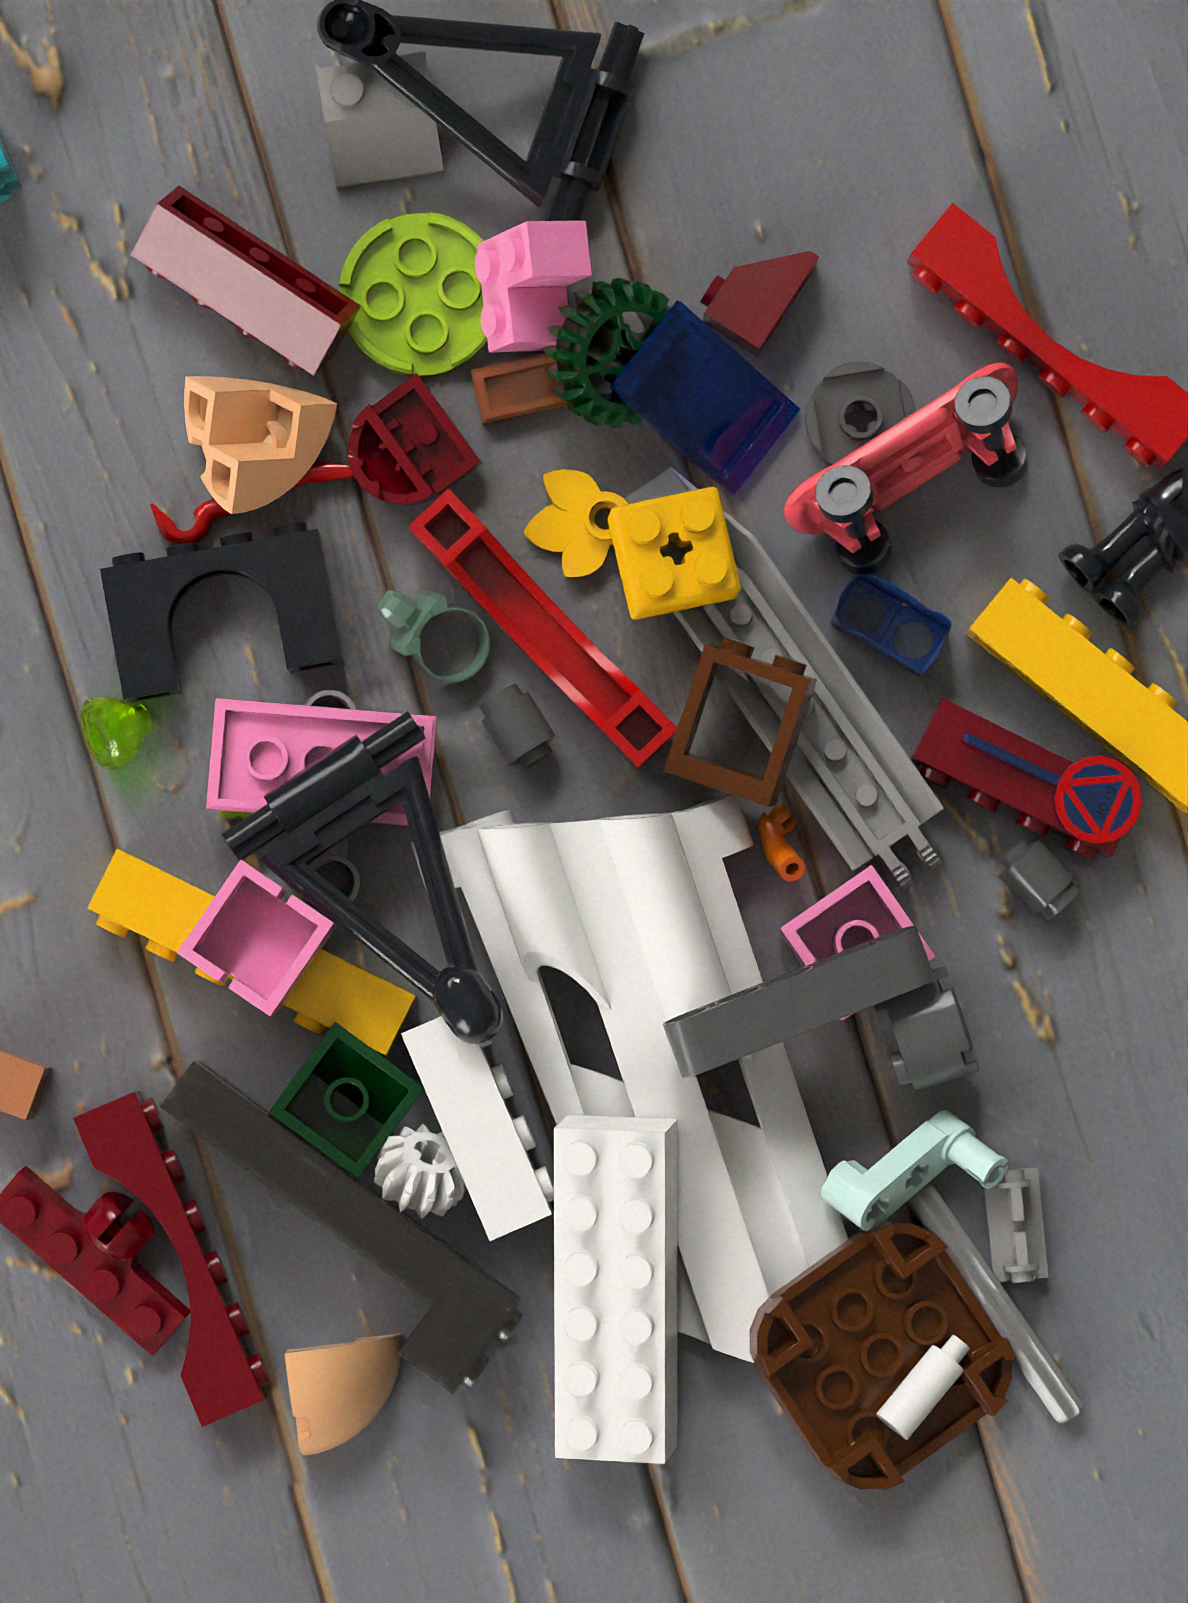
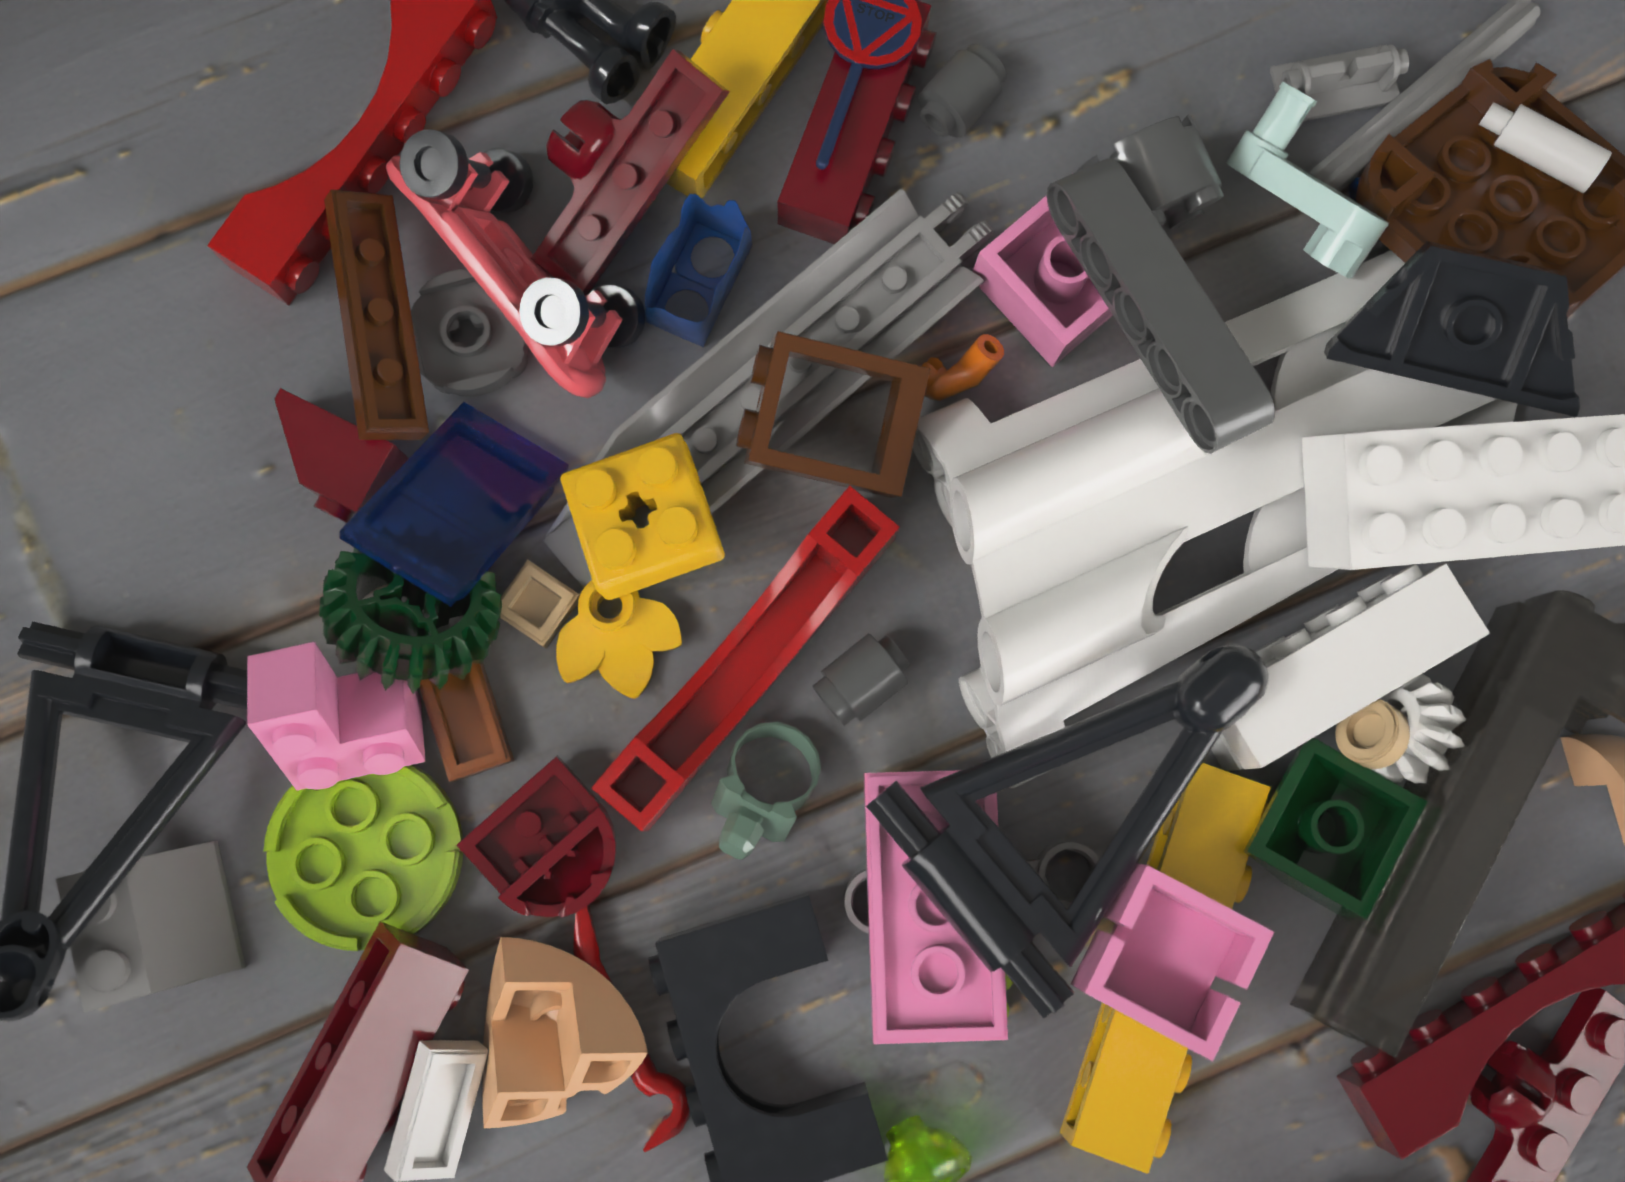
camera: 100 degrees left, 5 degrees down
(205, 339) = (436, 1109): none -> white tile
(418, 1136) = (1374, 735): none -> tan tile
(614, 457) = (537, 604): none -> tan tile
(752, 1271) = (1469, 327): none -> black wing
(875, 342) = (376, 316): none -> reddish brown tile
(982, 563) = (622, 166): none -> dark red plate

